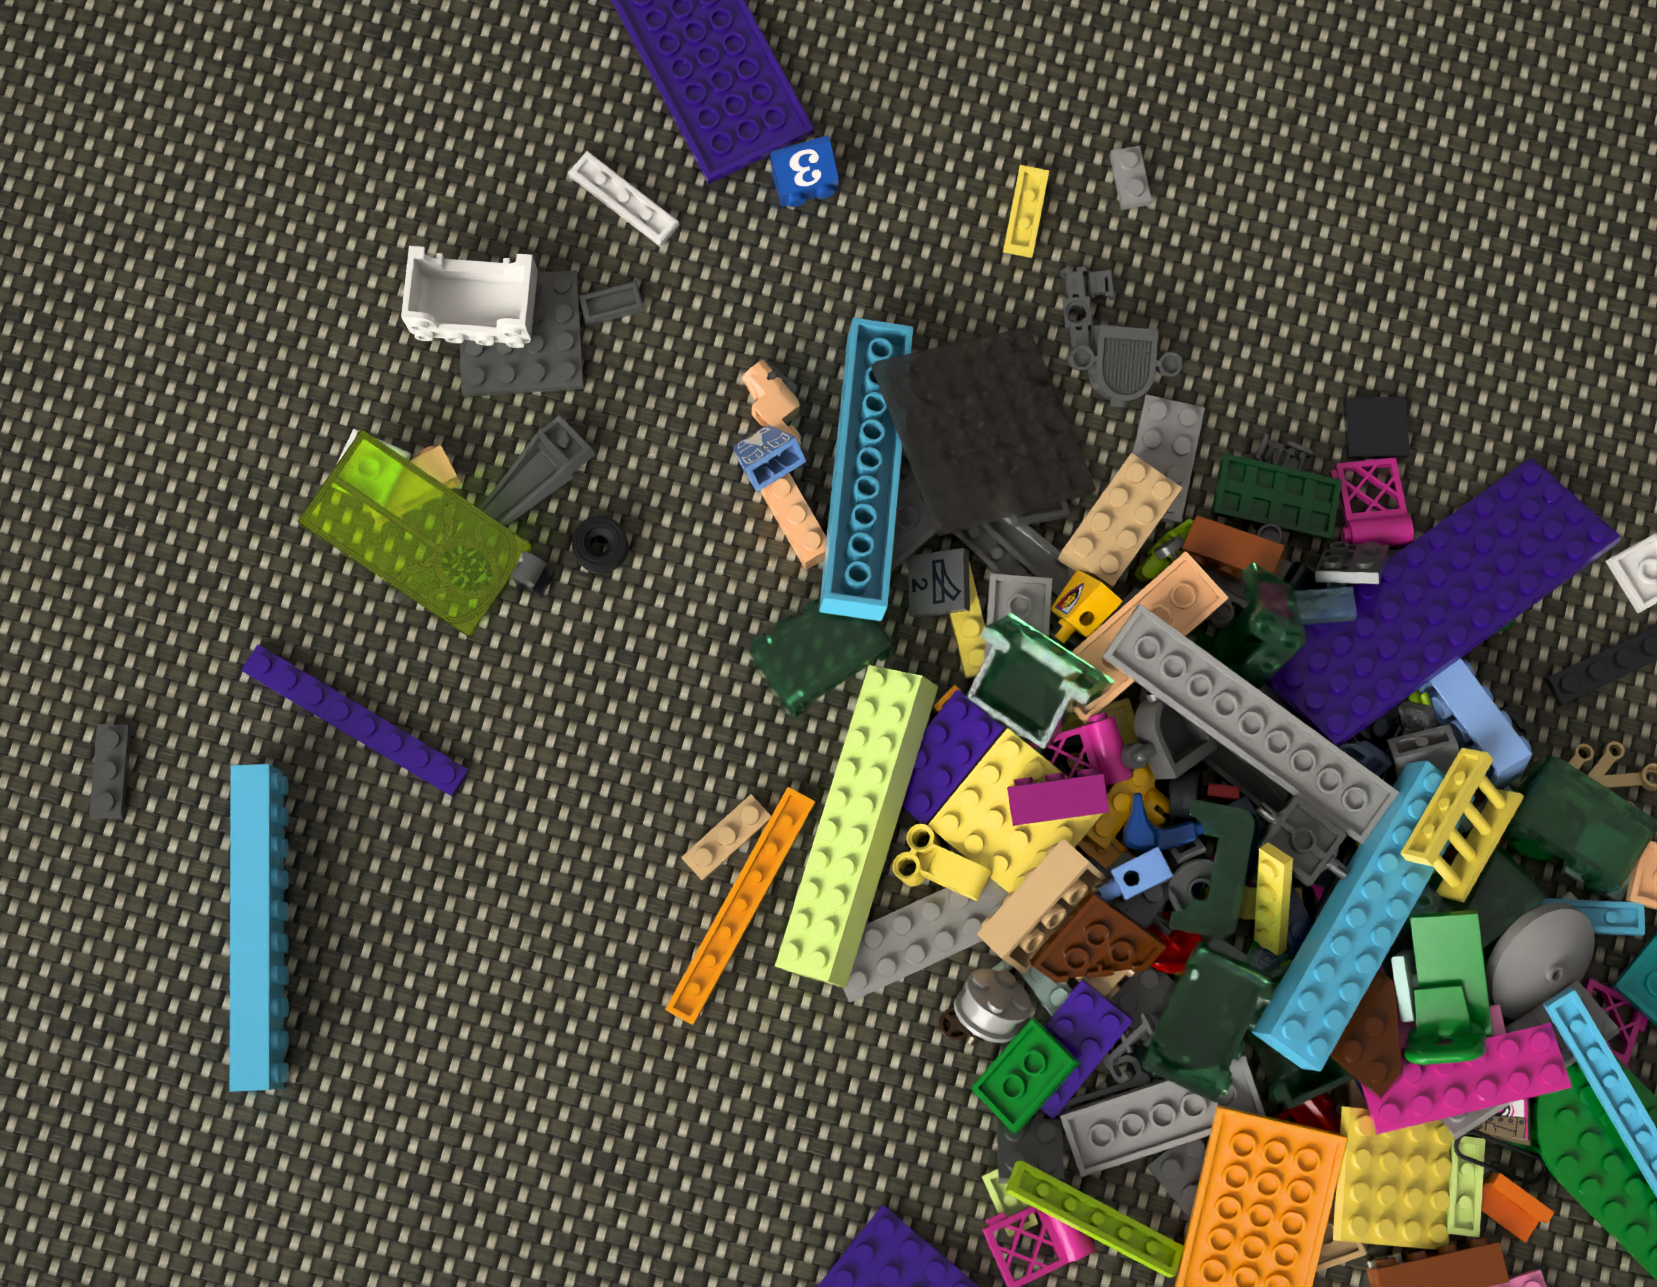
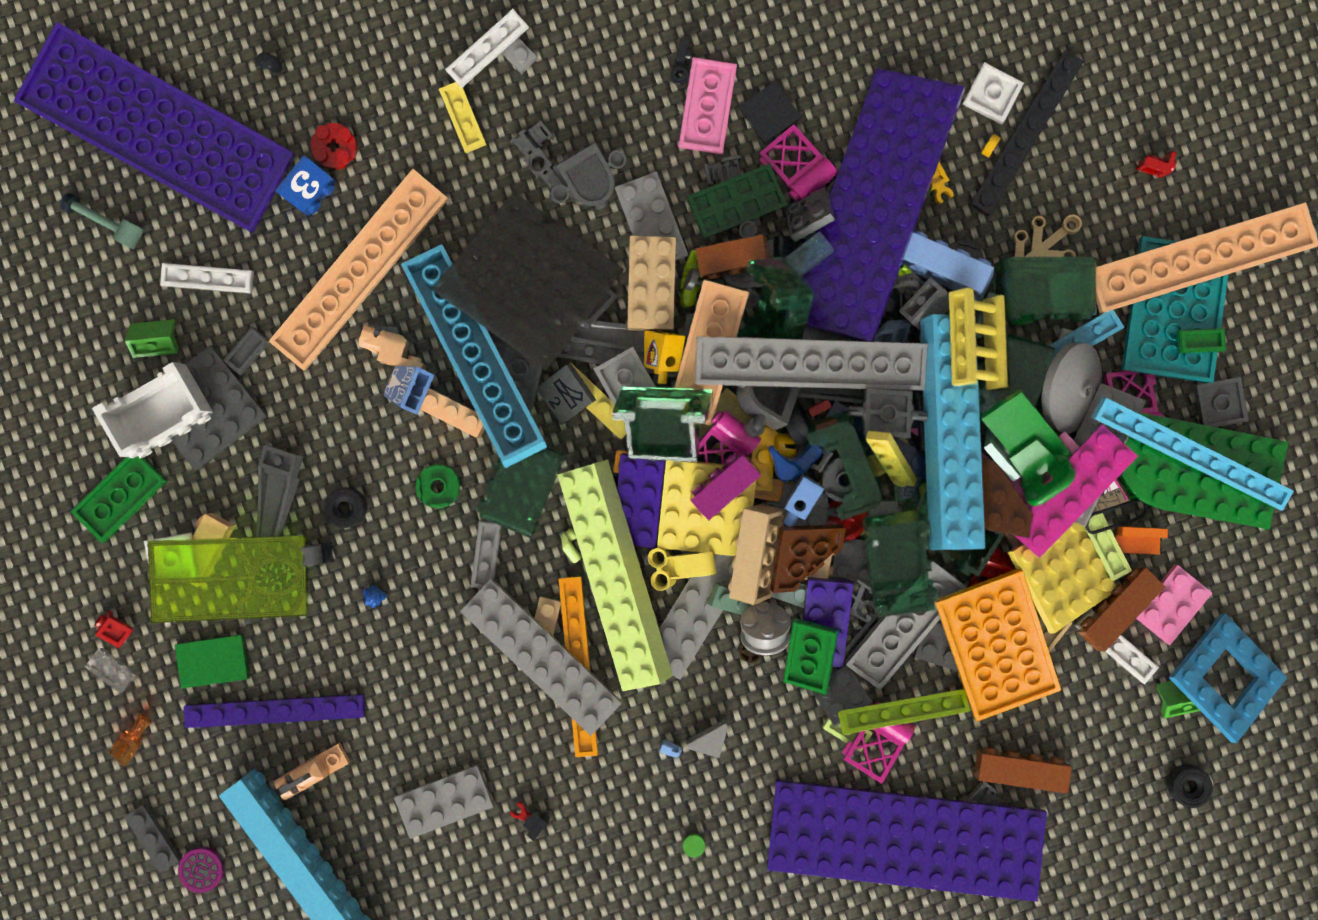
camera: 35 degrees left, 10 degrees up
(138, 846) = (201, 869): none -> magenta tile
(168, 642) = (129, 741): none -> clear orange arm
(206, 549) = (111, 670): none -> clear plate
(242, 505) = (112, 629): none -> red bracket
(325, 616) = (212, 661): none -> green tile
(349, 817) = (312, 771): none -> light nougat plate
(356, 366) = (118, 497): none -> green tile
(473, 959) = (444, 801): none -> light grey plate
(517, 222) = (152, 338): none -> bright green panel
(560, 665) = (373, 596): none -> blue plate
(563, 1055) = (534, 822): none -> black piece
(571, 94) = (124, 232): none -> sand green piece
(706, 864) = (541, 656): none -> light grey plate
(720, 609) = (451, 486): none -> green tile
(721, 705) = (486, 553): none -> light grey tile
(731, 1216) = (693, 845): none -> bright green tile
(783, 1078) = (670, 748): none -> light blue tile
(797, 297) = (358, 270): none -> light nougat plate
(823, 759) = (568, 547): none -> yellowish green arm
(837, 1099) = (709, 740): none -> light grey slope
(854, 20) = (269, 61): none -> black plate
(863, 167) = (343, 155): none -> red plate
(970, 946) = (720, 599): none -> sand green plate
(1103, 156) = (487, 48): none -> white tile
(1309, 375) = (707, 105): none -> bright pink tile
(1317, 303) = (683, 55): none -> black plate
(1525, 626) = (938, 186): none -> yellow plate
(1611, 627) = (991, 144): none -> yellow tile

